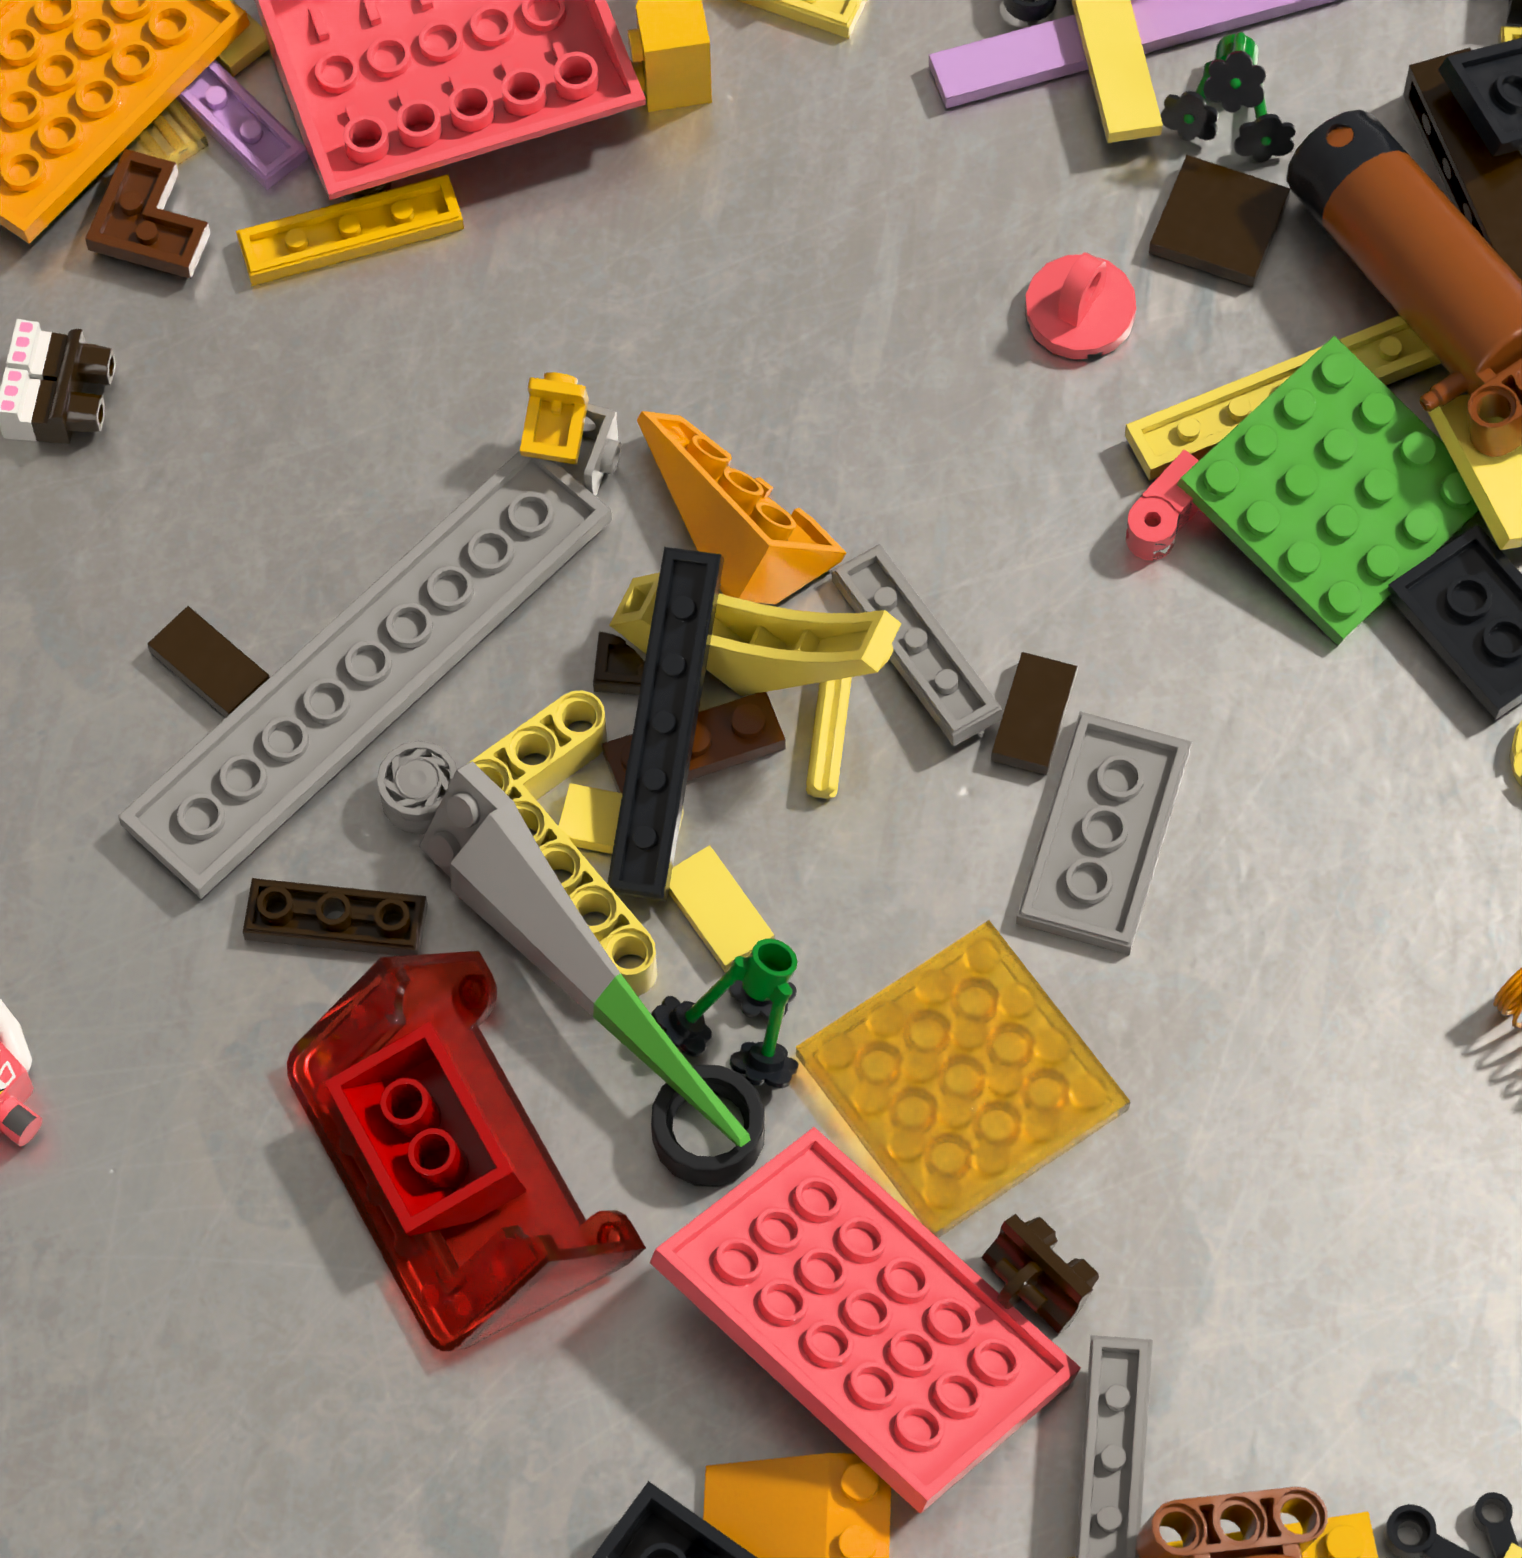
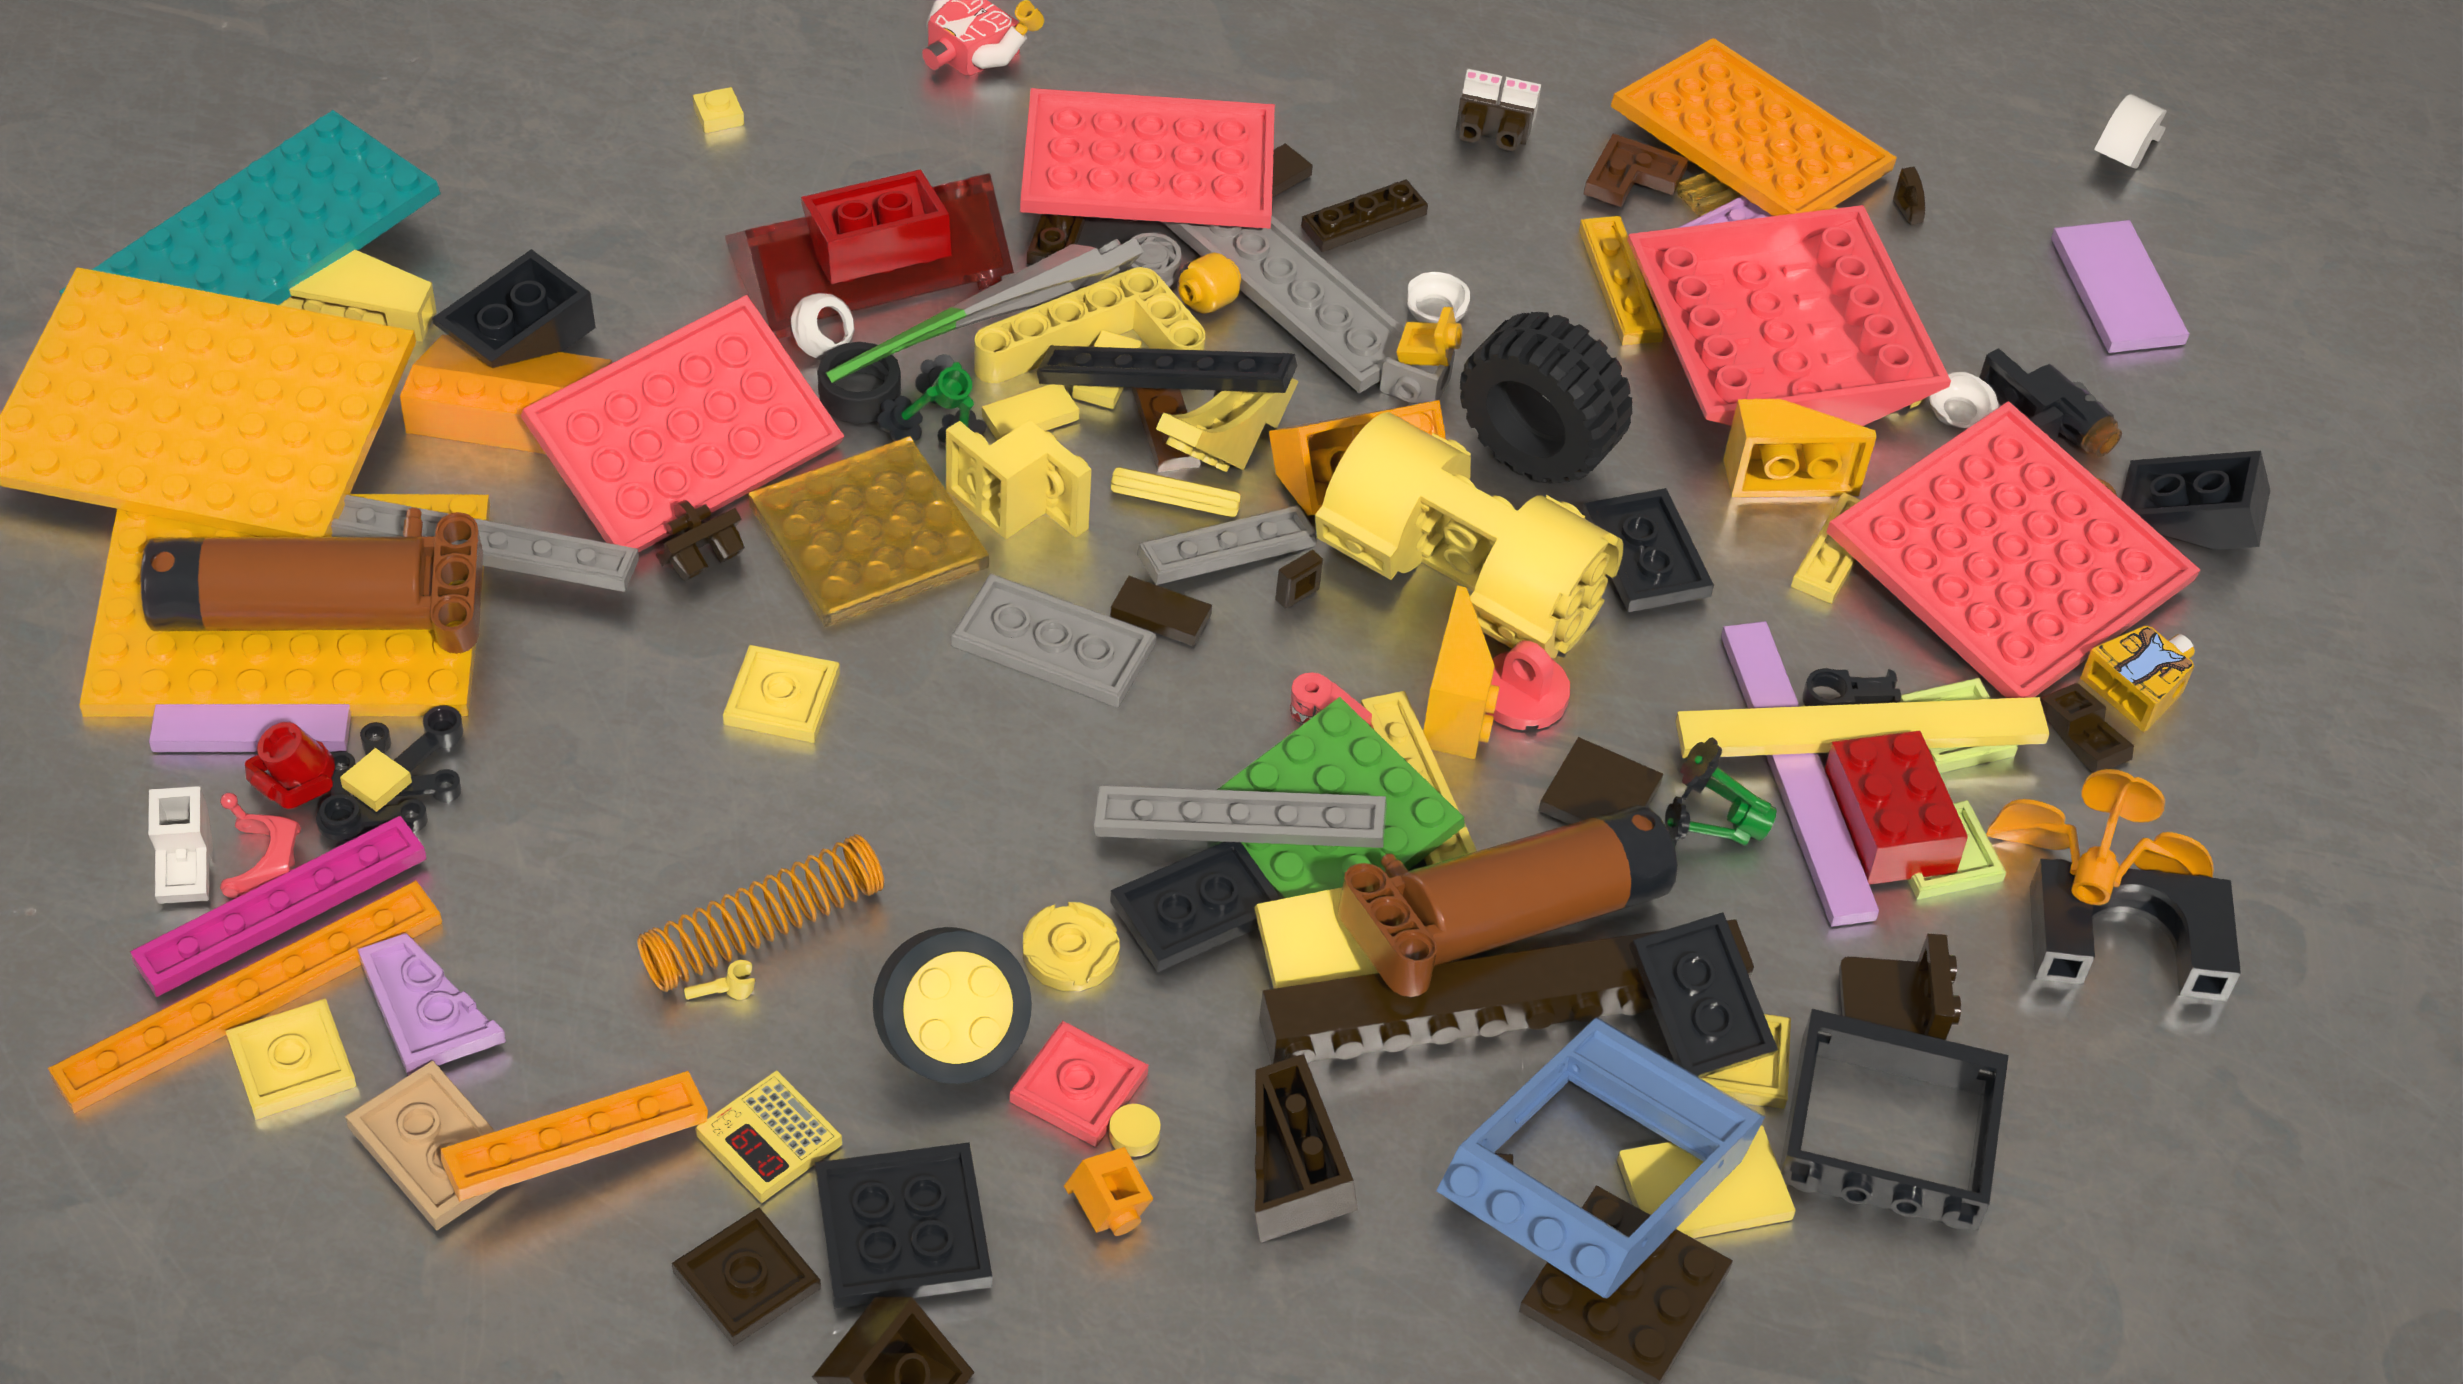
camera: 90 degrees right, 15 degrees down
(163, 1420) = (718, 110): none -> light yellow plate
(236, 800) = (1148, 158): none -> coral plate
(283, 561) = (1364, 215): none -> dark brown tile
(424, 412) = (1438, 286): none -> white piece
(453, 707) = (1209, 283): none -> yellow head
(604, 1196) = (805, 324): none -> white piece
(671, 265) = (1553, 359): none -> black tyre
(836, 181) = (1658, 553): none -> black plate
(855, 418) = (1411, 502): none -> light yellow cylinder
(881, 883) = (1018, 478): none -> light yellow bracket
(965, 554) = (1299, 579): none -> dark brown tile
(1112, 356) = (1461, 685): none -> yellow slope
(1257, 1137) = (781, 693): none -> light yellow tile
(1381, 573) = (1240, 816): none -> light grey plate

